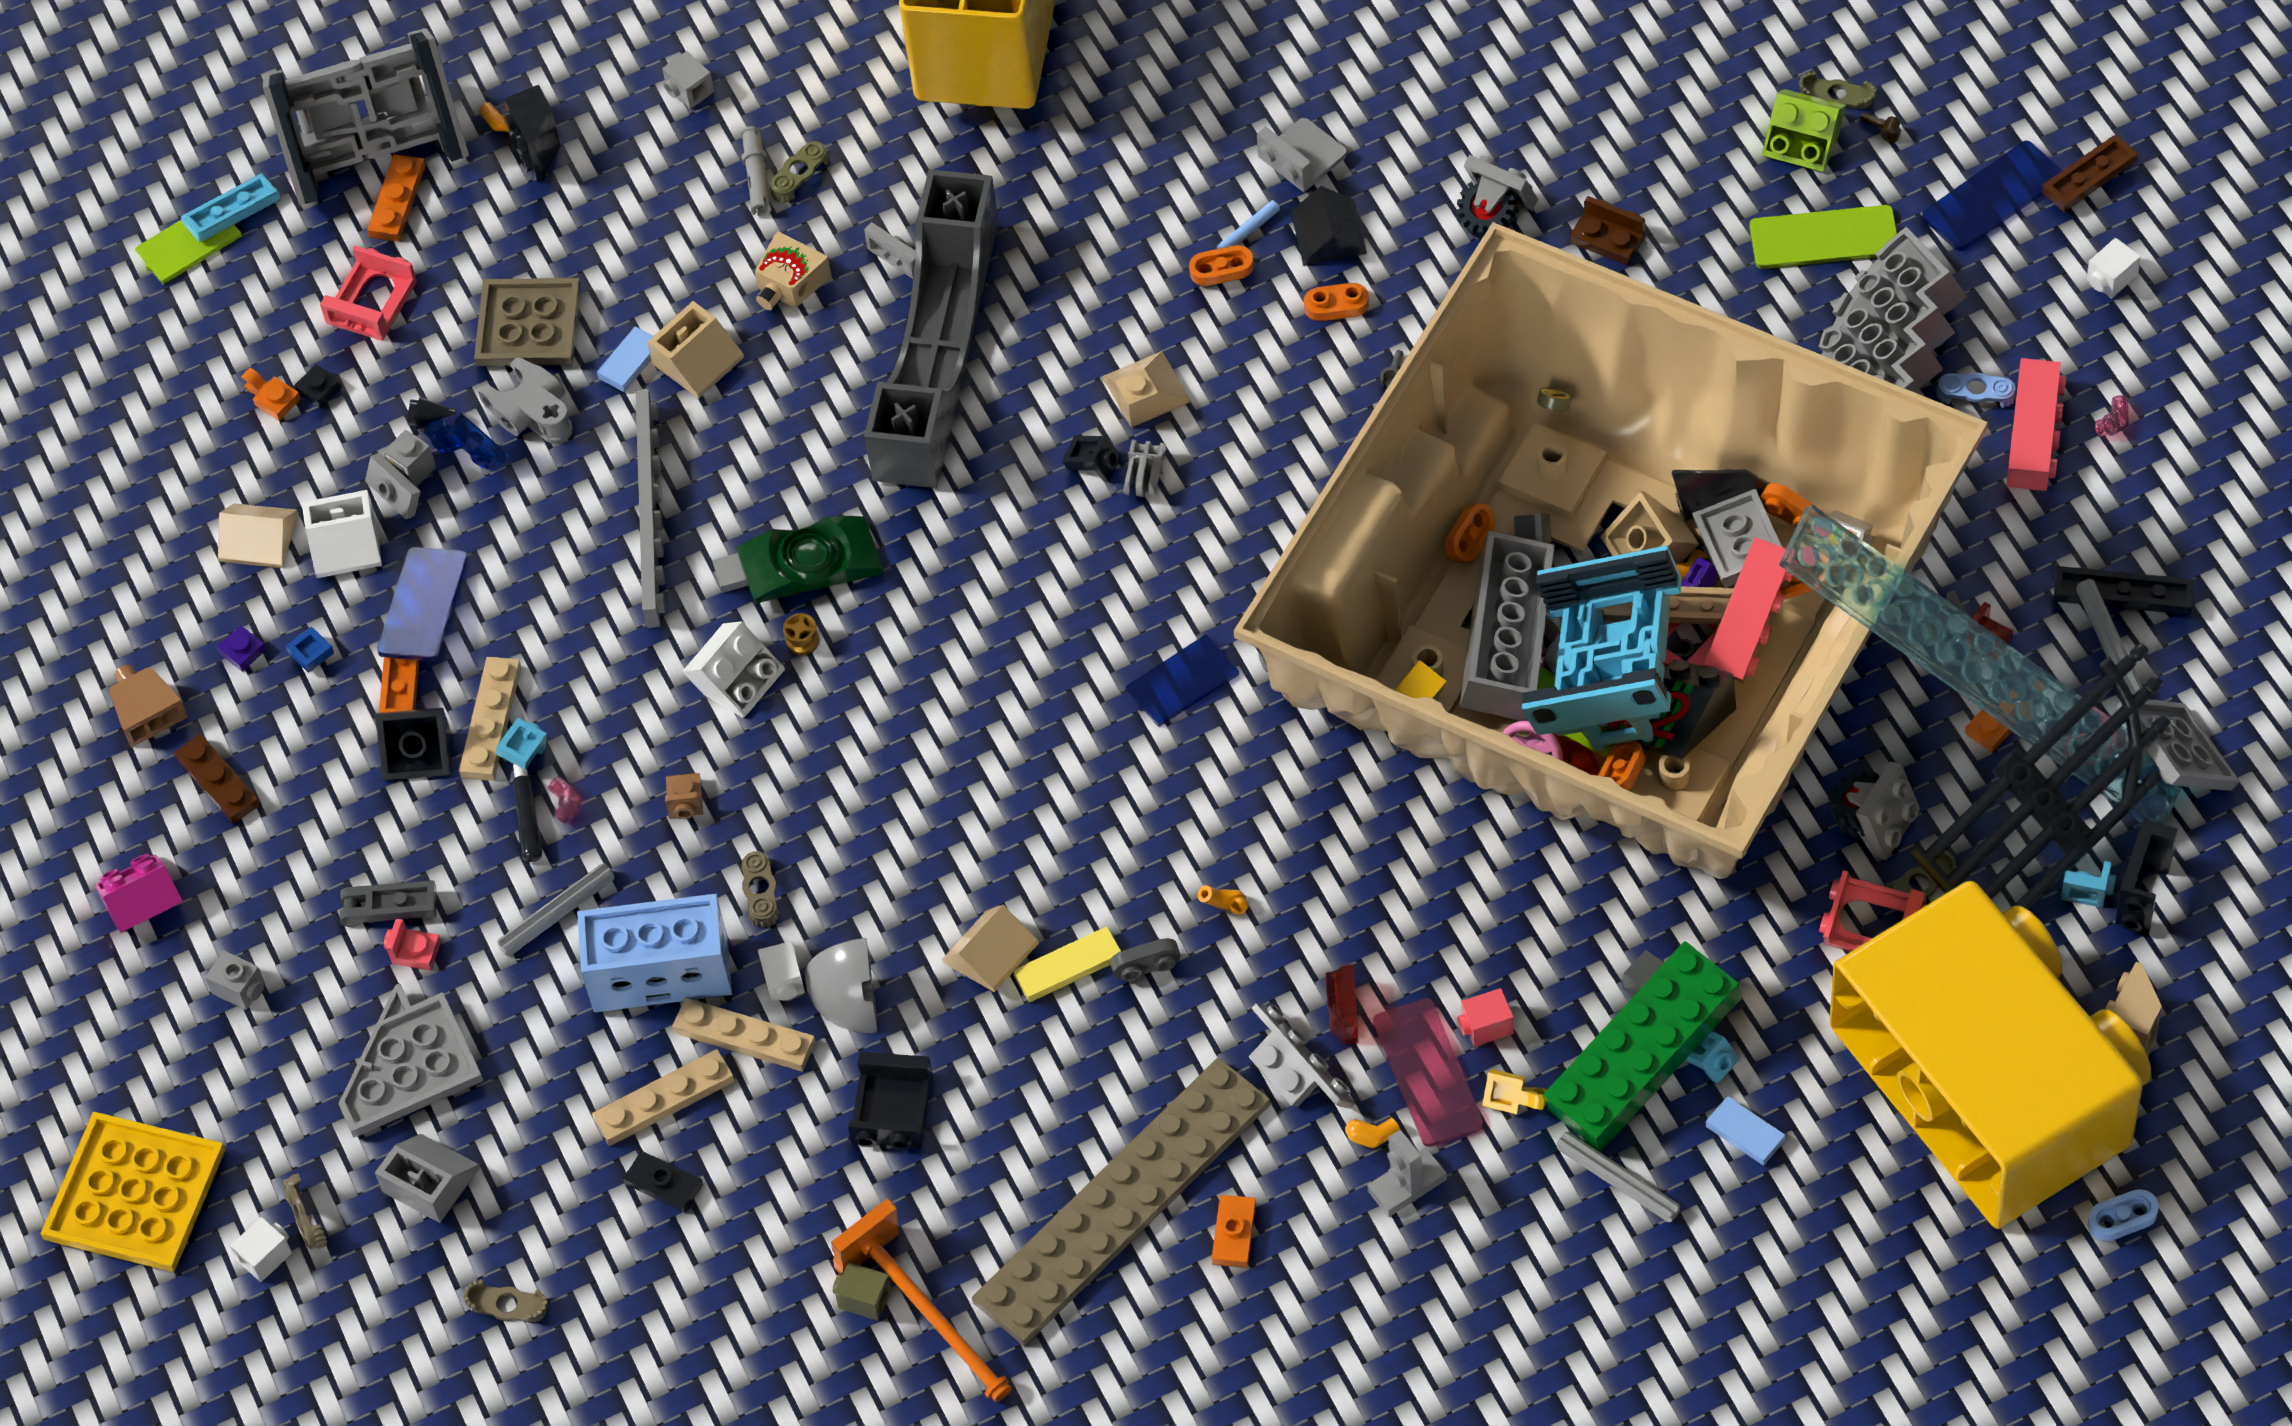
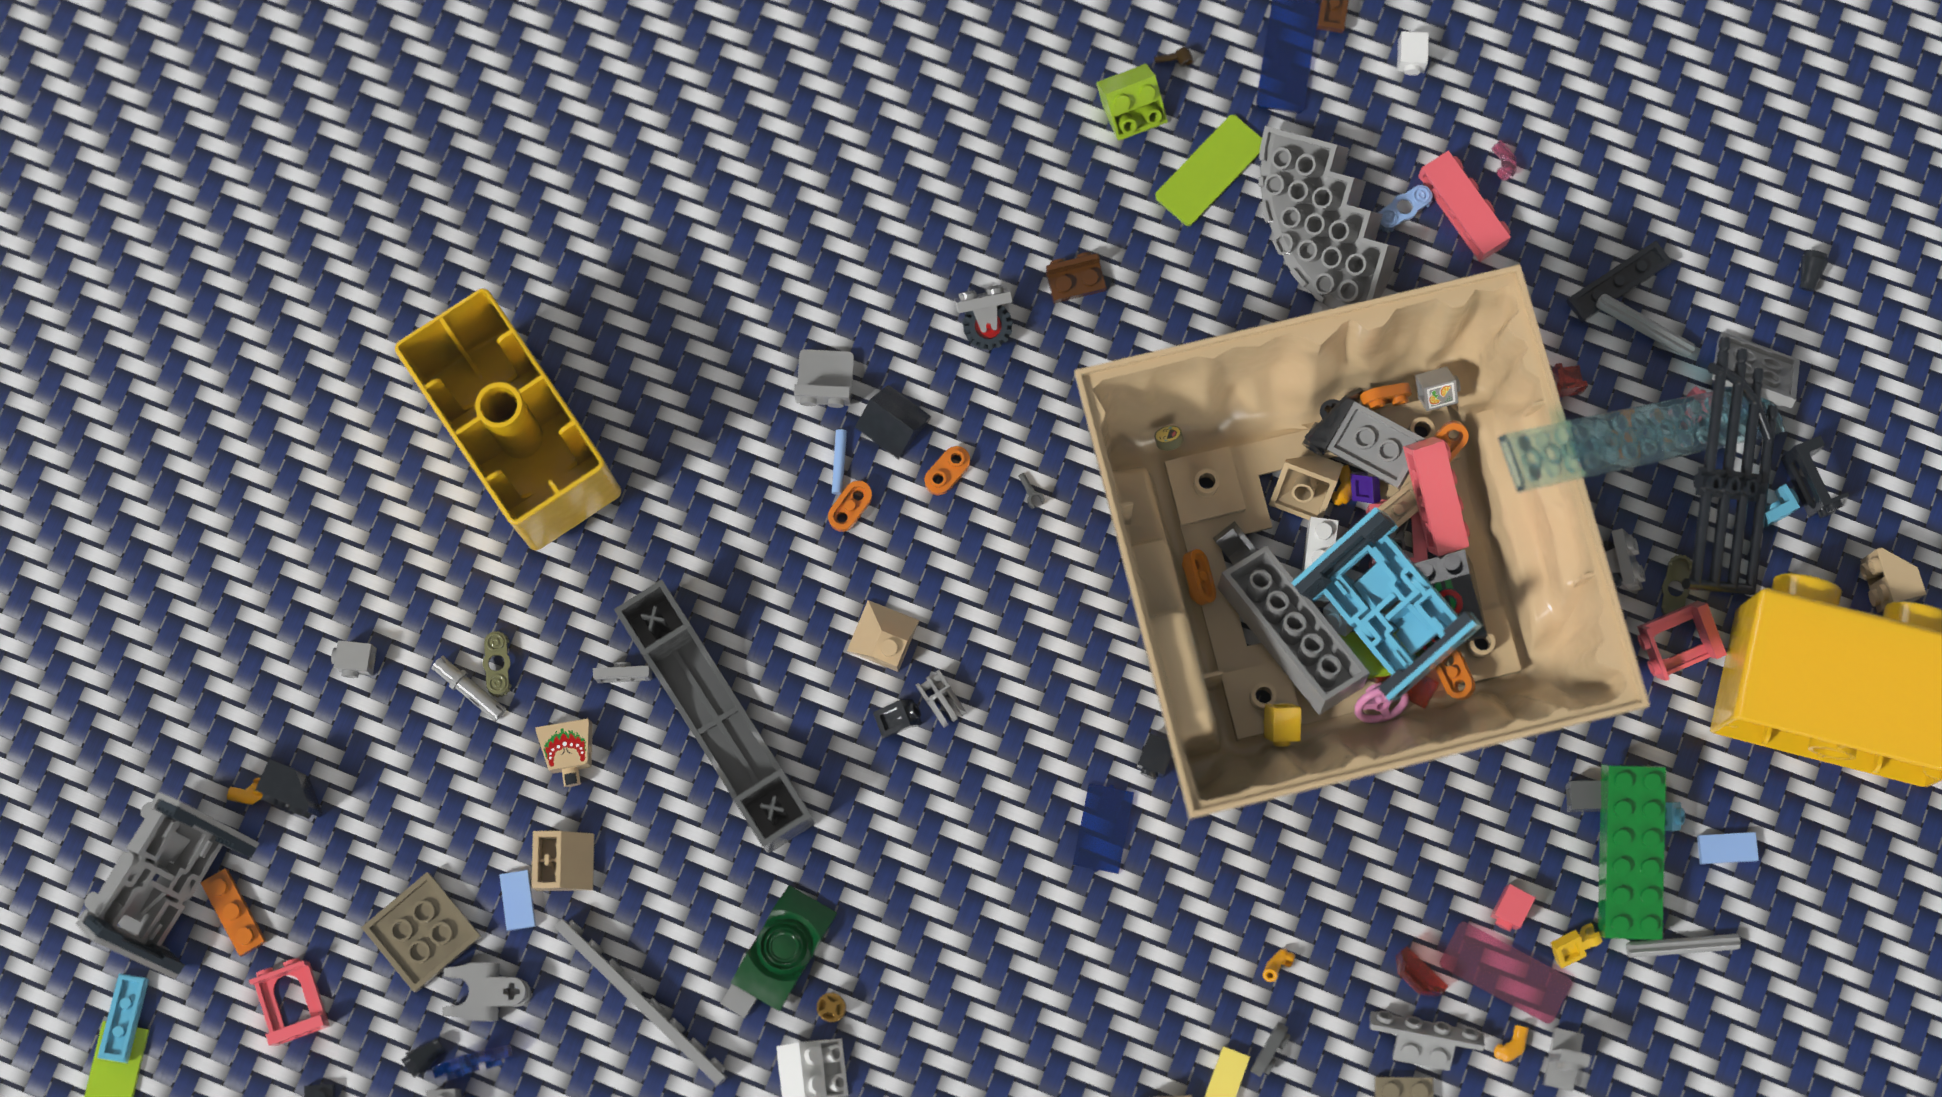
camera: 45 degrees left, 20 degrees up
(1857, 96) = (1139, 48): olive piece -> none

